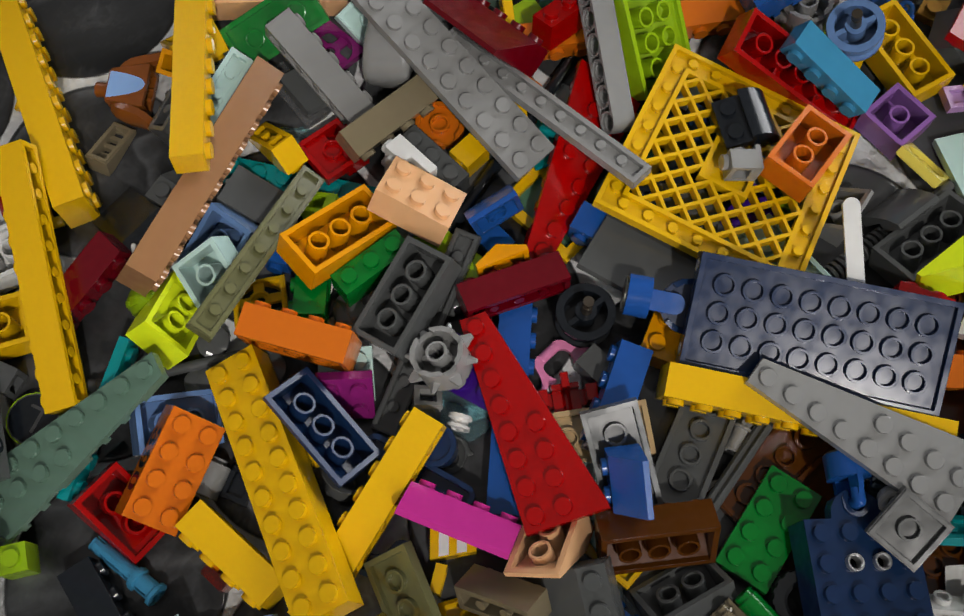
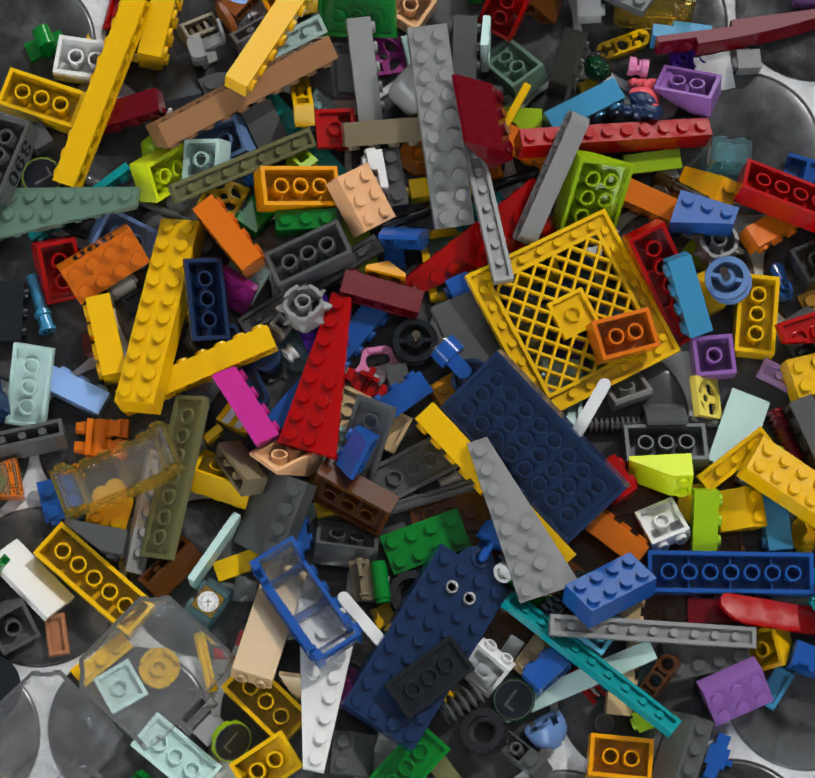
camera: 25 degrees right, 5 degrees up
(122, 162) = (198, 47): none -> light grey piece
(741, 164) = (577, 315): light grey brick -> none
(745, 119) = (605, 289): black brick -> none
(909, 528) = (495, 589): dark grey tile -> none

